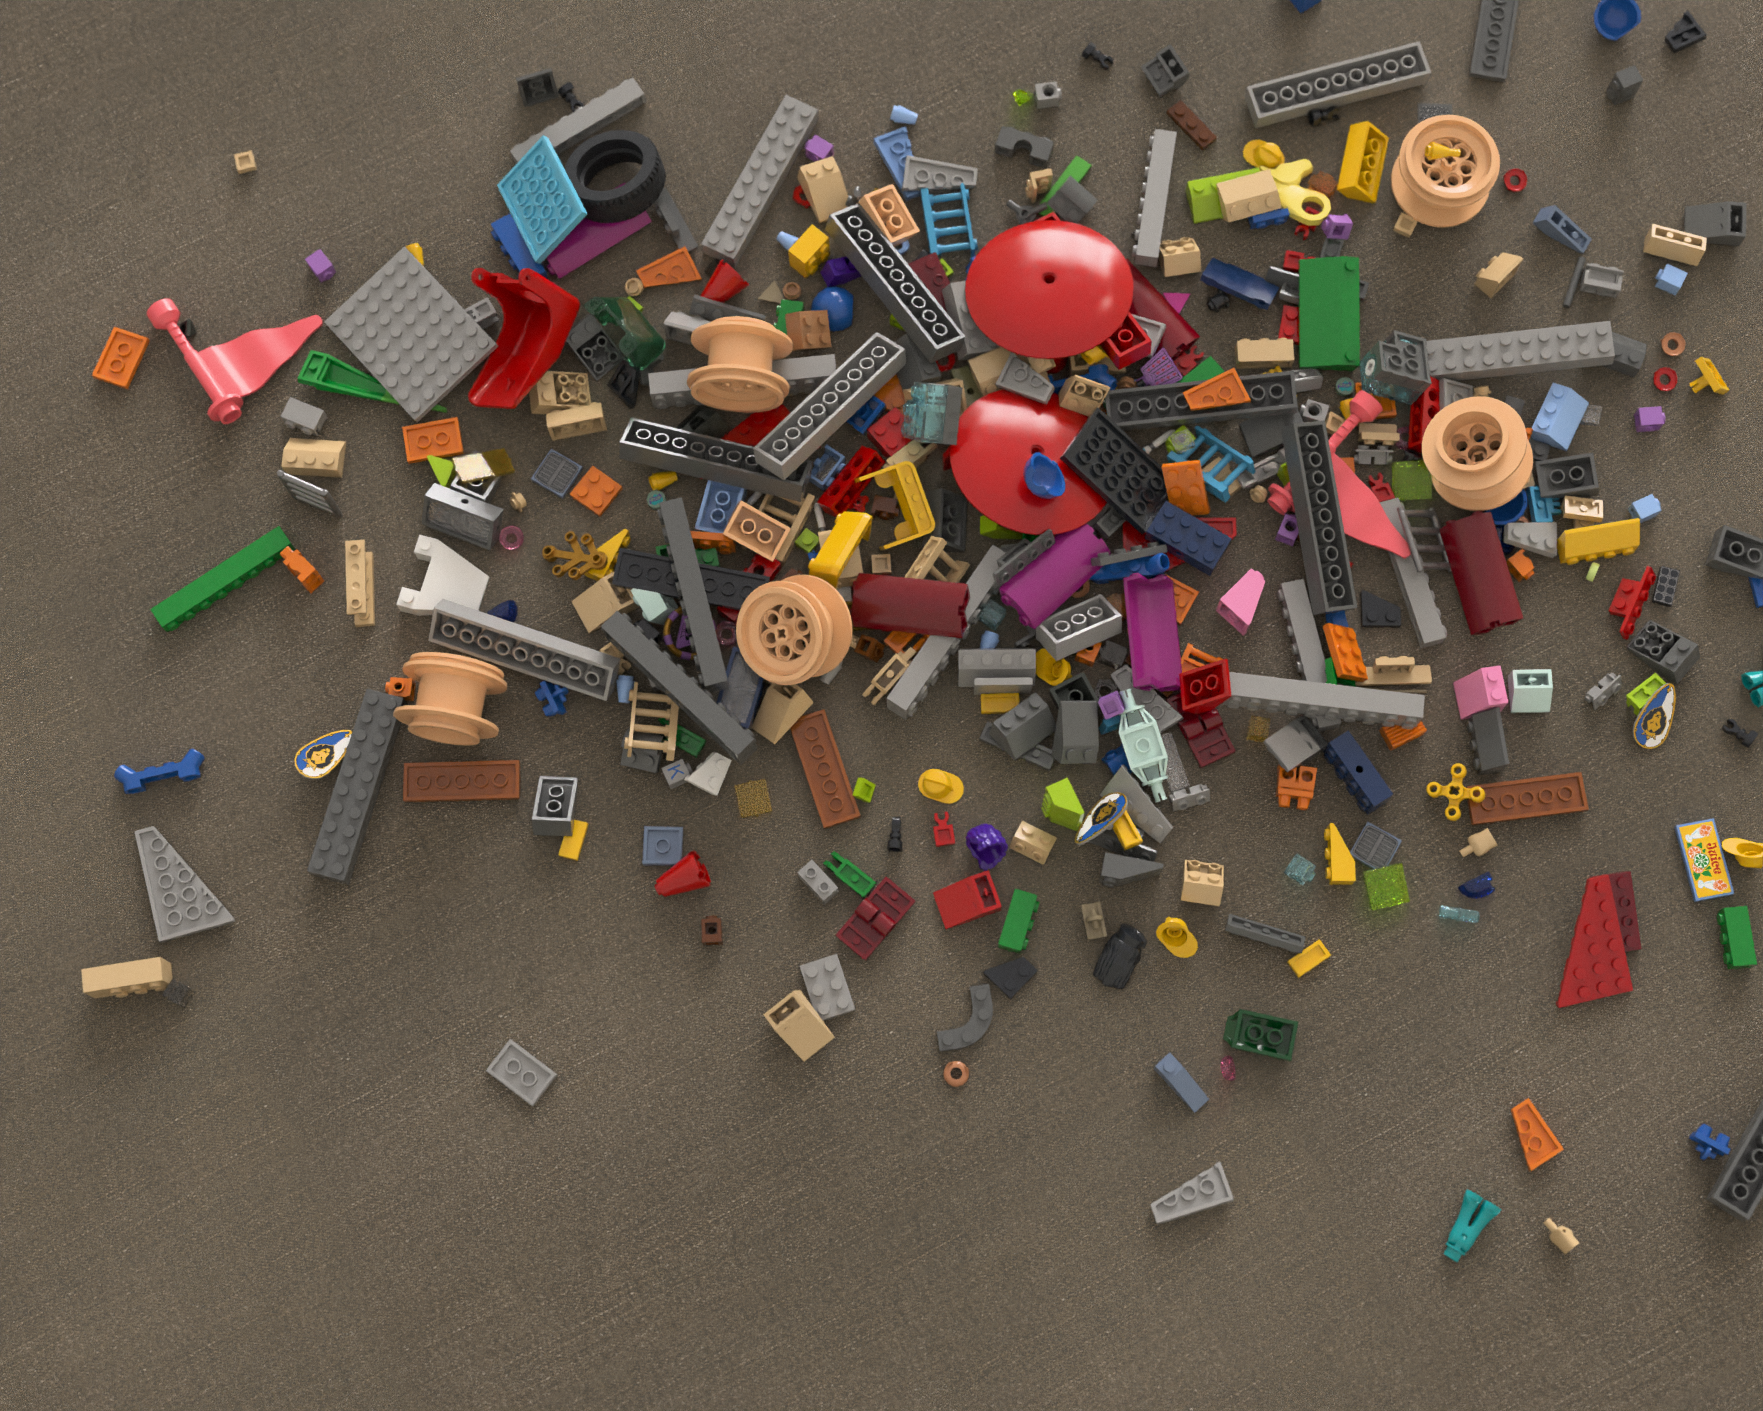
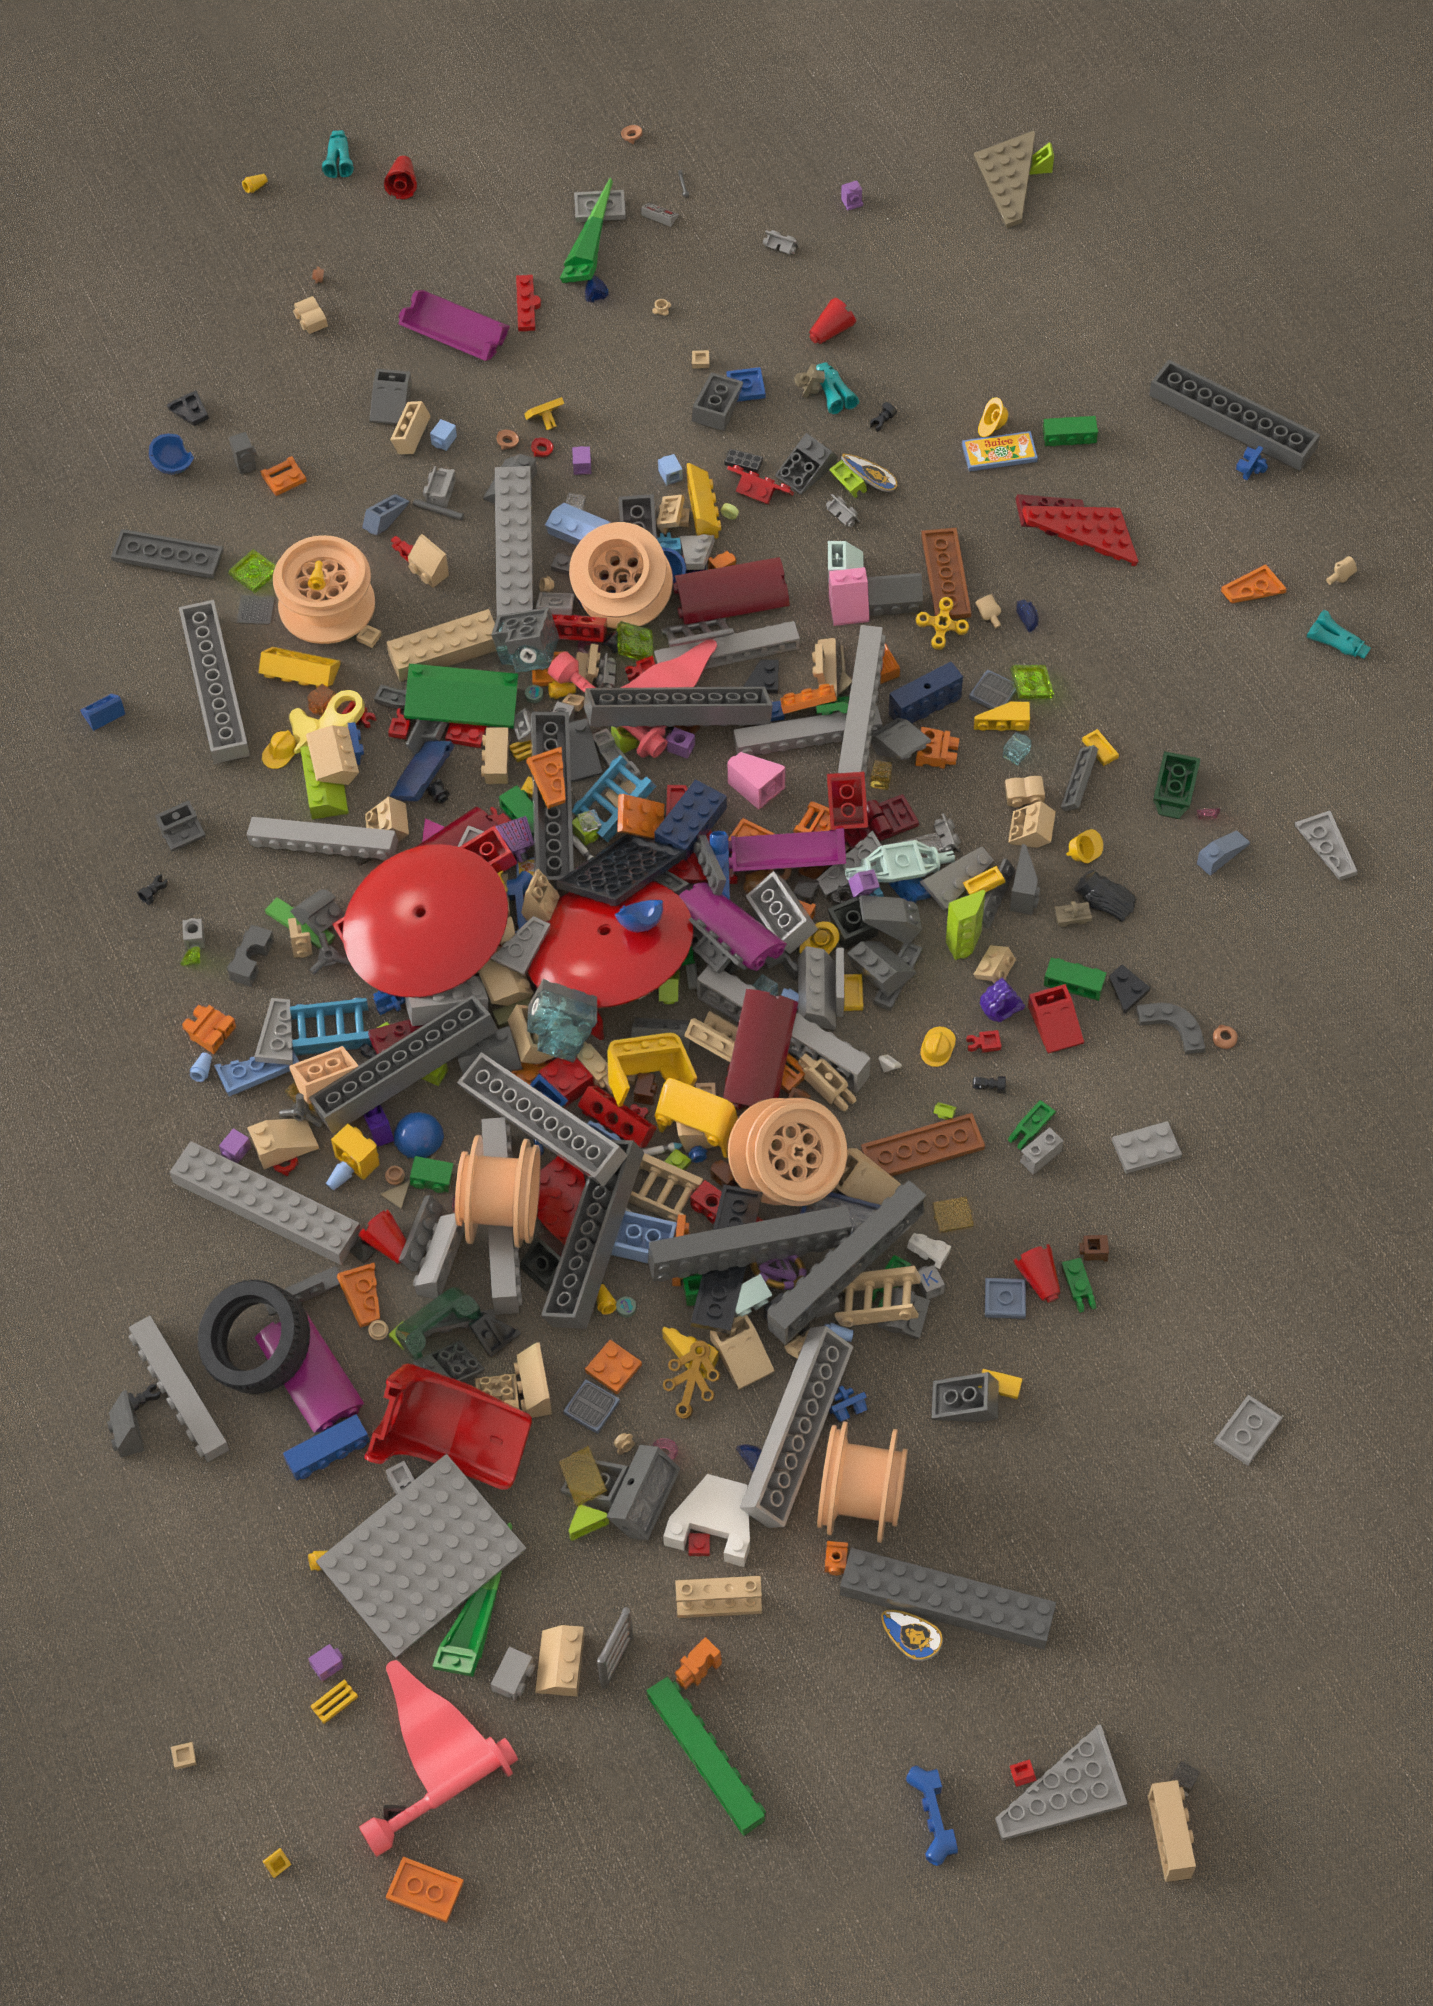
camera: 90 degrees left, 15 degrees down
(150, 241) = (277, 1863): none -> yellow slope
(193, 850) = (1023, 1773): none -> red plate
(280, 266) = (328, 1696): none -> yellow tile
(419, 570) = (699, 1544): none -> red plate
(433, 438) = (547, 1534): orange plate -> none
(461, 781) = (939, 1494): dark orange plate -> none
(542, 199) = (275, 1409): medium azure plate -> none
(677, 916) = (1078, 1283): none -> green hinge
(756, 530) = (673, 1193): light nougat slope -> none
(799, 1025) = (1186, 1167): tan slope -> none
(808, 330) = (445, 1148): medium nougat brick -> none
(875, 918) = (1076, 1101): dark red plate -> none
(918, 737) = (888, 1063): none -> white slope
(944, 118) = (209, 1027): none -> orange hips
(1101, 817) = (967, 884): shield -> none
(1126, 382) = (524, 866): medium nougat plate -> none
(1191, 125) = (240, 810): reddish brown plate -> none
(1245, 875) = (1024, 791): none -> tan brick
(1258, 494) = (643, 765): tan plate -> none
(1316, 116) = (245, 701): black piece -> none
(1337, 226) = (367, 690): medium lavender brick -> none
(1395, 291) = (444, 643): none -> tan brick
(1459, 914) = (1055, 631): clear light blue axle -> none
(1480, 109) = (253, 571): none -> clear neon green plate
(1519, 247) = (402, 547): none -> red plate
(1600, 134) = (285, 480): none -> orange plate

